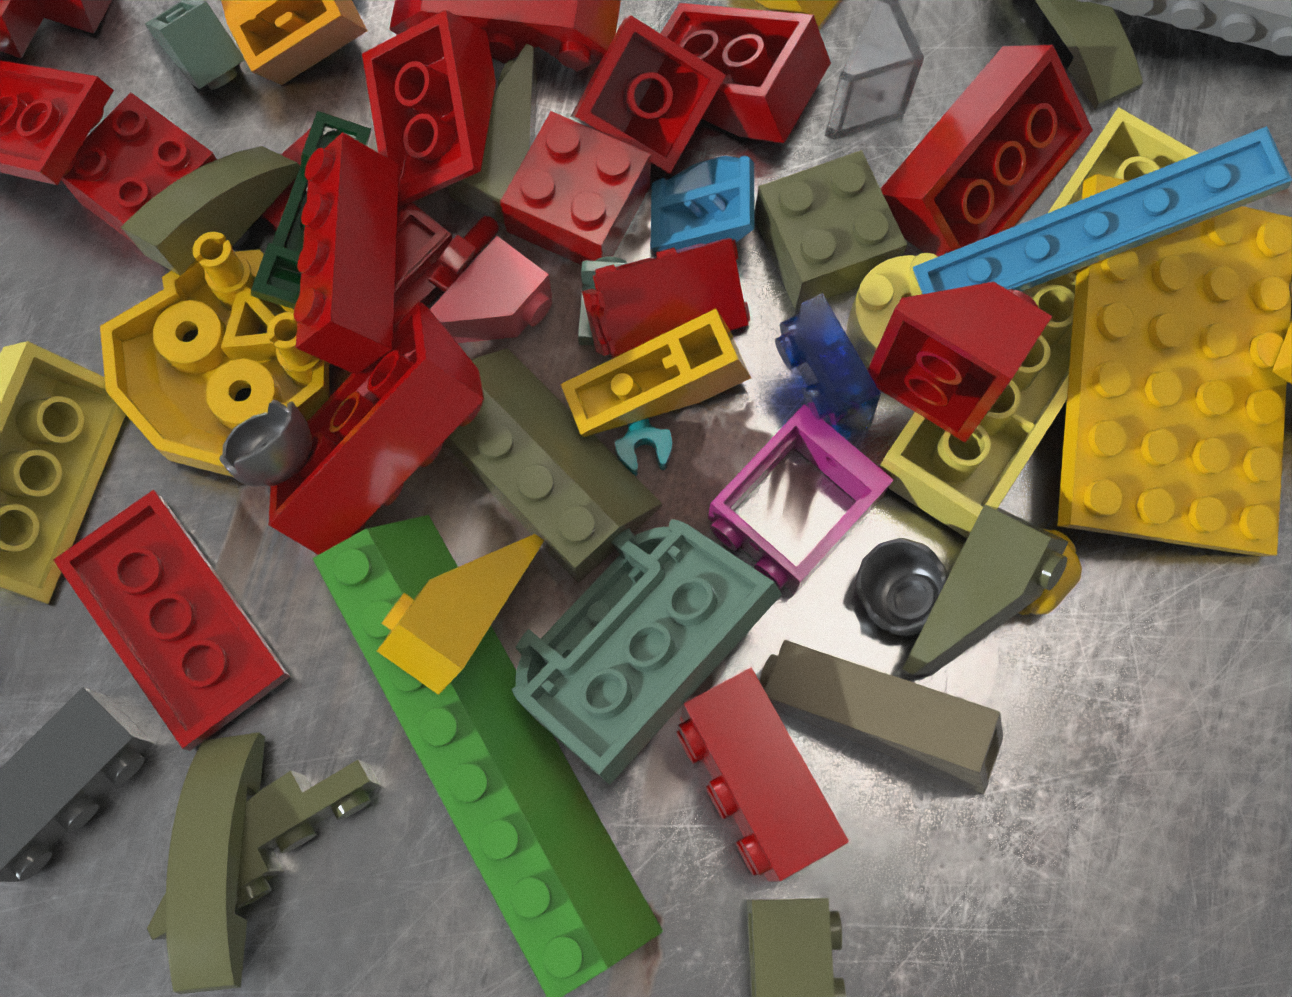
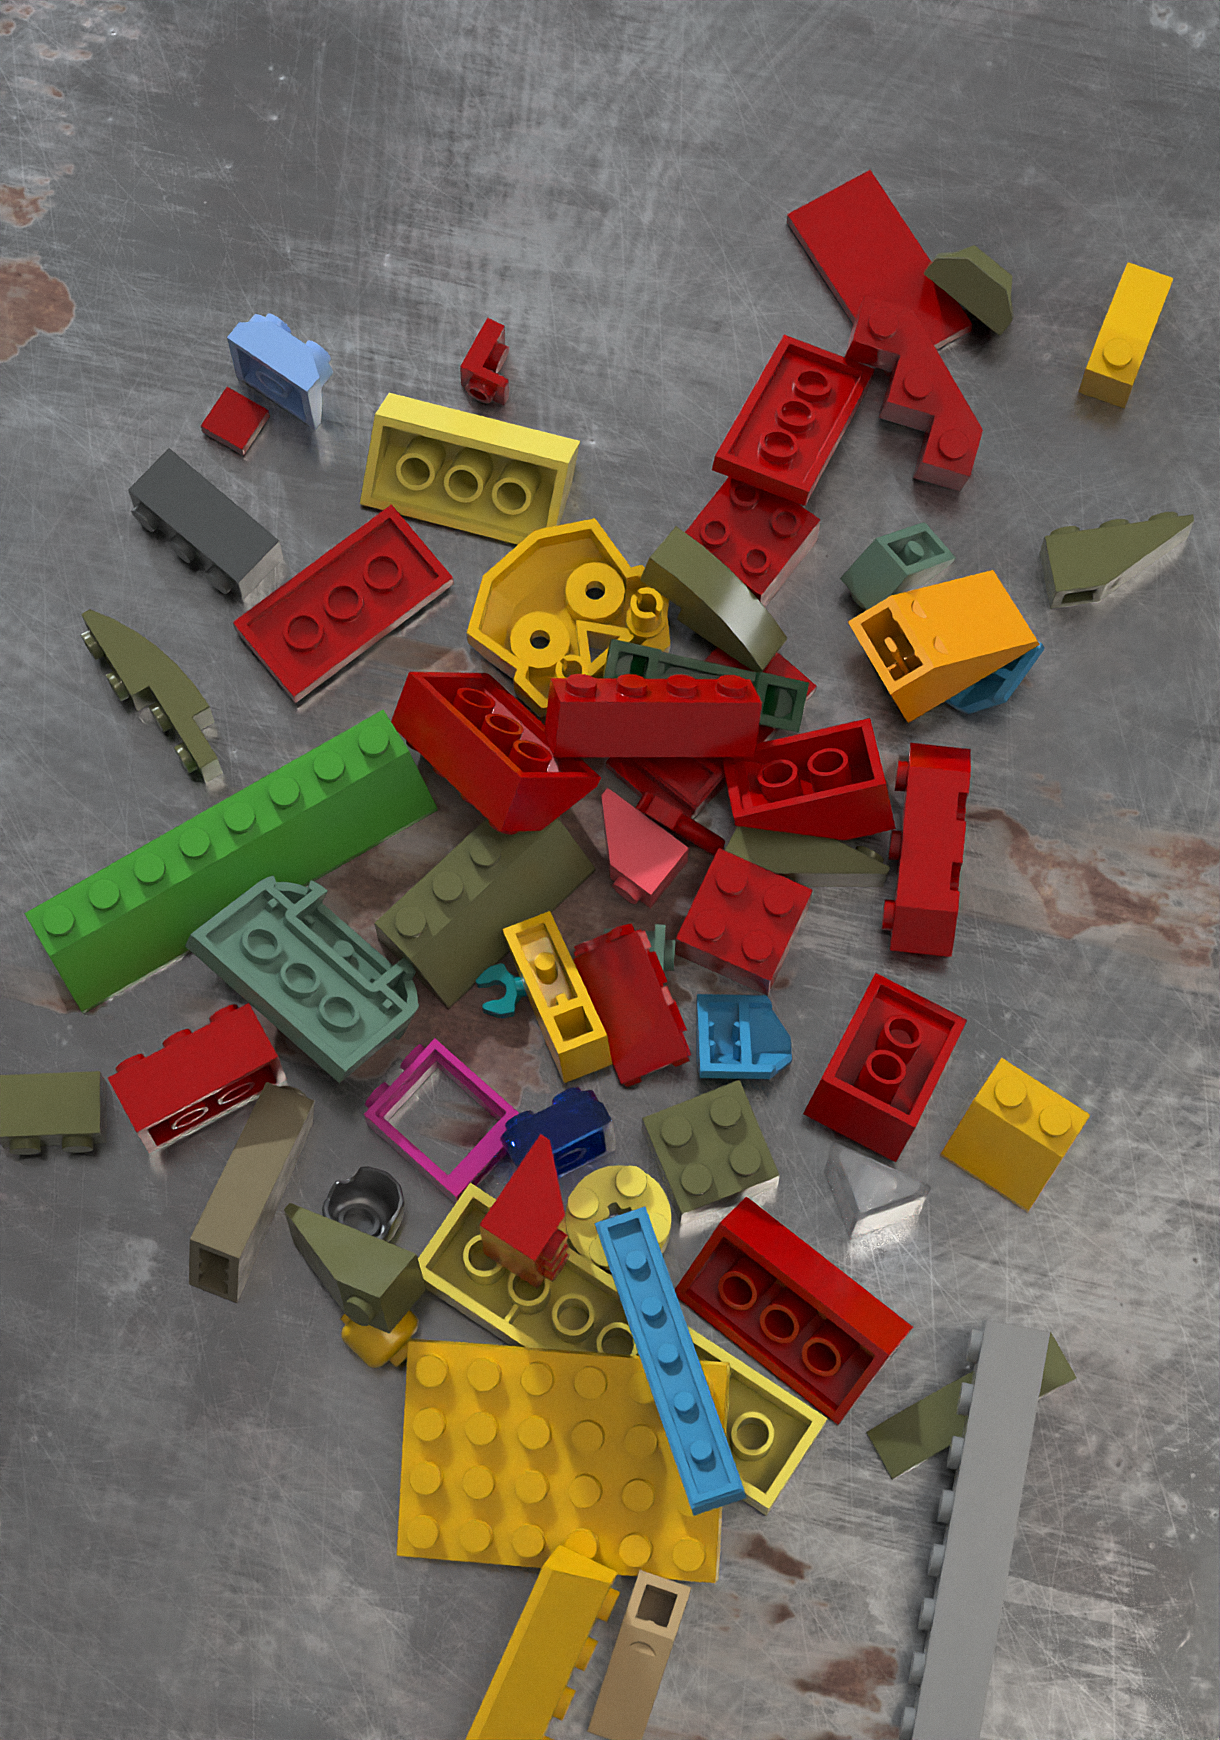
camera: 90 degrees right, 0 degrees up
(204, 864) = (142, 646): olive slope -> none
(268, 446) = (476, 664): flat silver hair -> none
(452, 613) = (327, 820): yellow slope -> none
(648, 93) = (838, 978): red slope -> none

